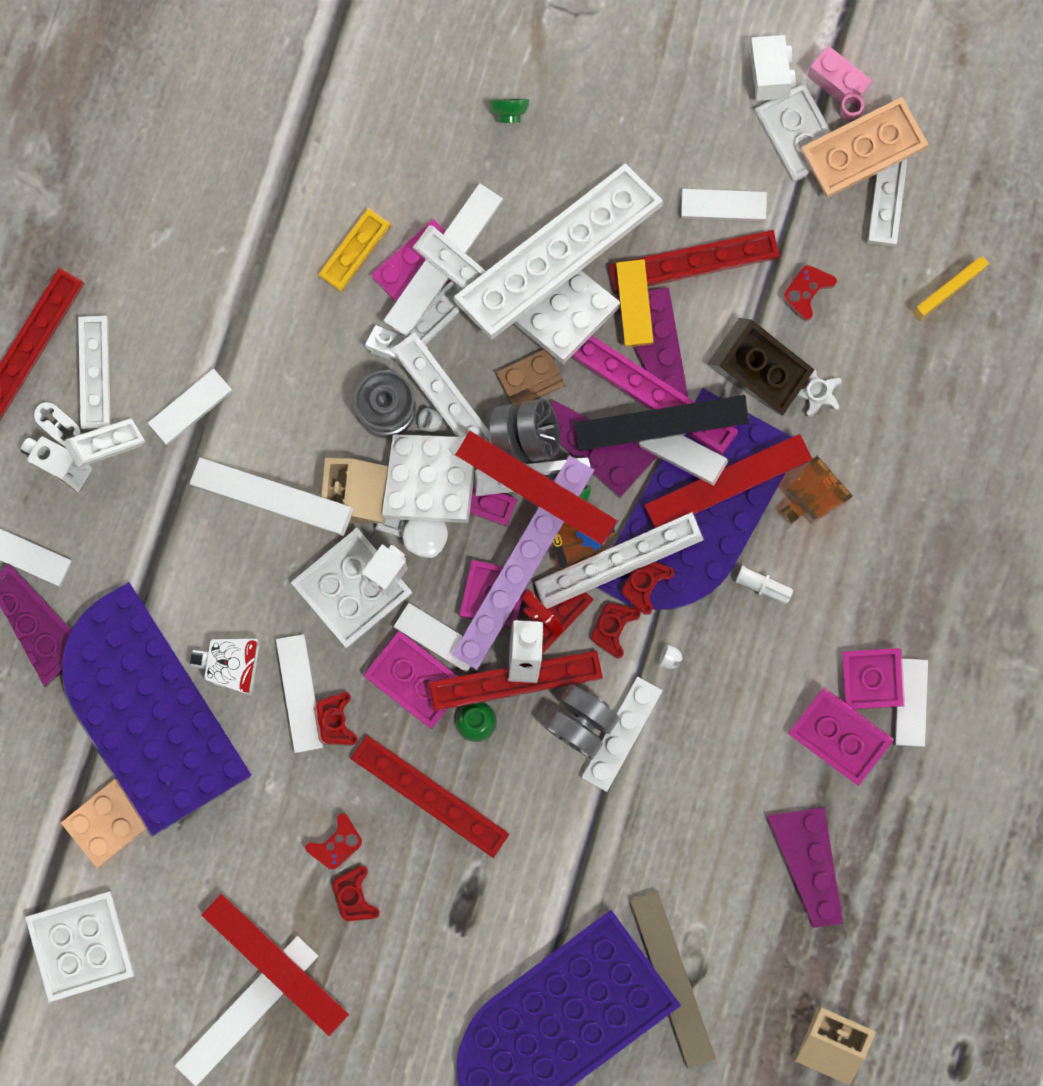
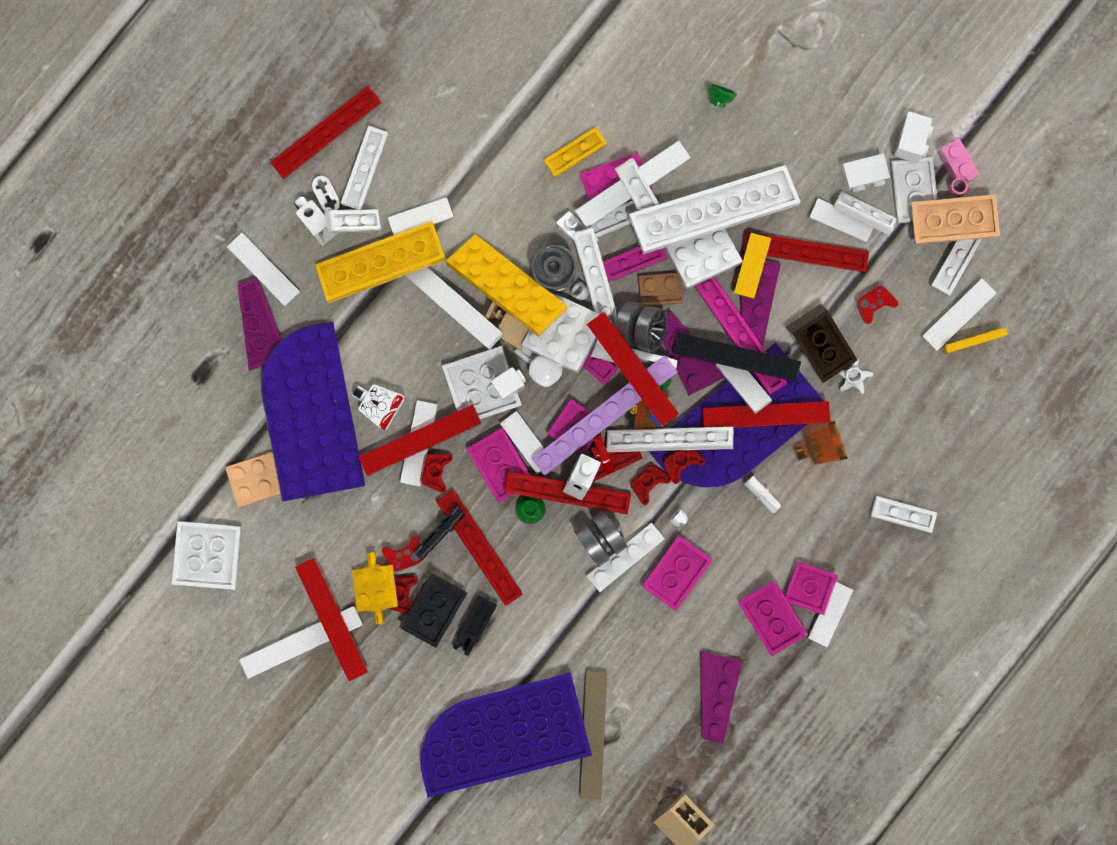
camera: 25 degrees right, 5 degrees up
(160, 482) = (380, 262): none -> yellow plate
(299, 688) = (420, 440): none -> red tile
(315, 901) = (374, 588): none -> yellow plate
(334, 447) = (506, 285): none -> yellow plate
(373, 790) = (443, 528): none -> black pin
(402, 899) = (433, 610): none -> black plate
(463, 895) = (475, 623): none -> black hinge
(481, 358) = (631, 262): none -> dark pink plate
(696, 728) = (677, 573): none -> dark pink plate
(729, 134) = (865, 172): none -> white brick
(749, 184) = (865, 213): none -> white tile
(917, 264) = (959, 314): none -> white tile
(951, 540) = (903, 514): none -> white tile

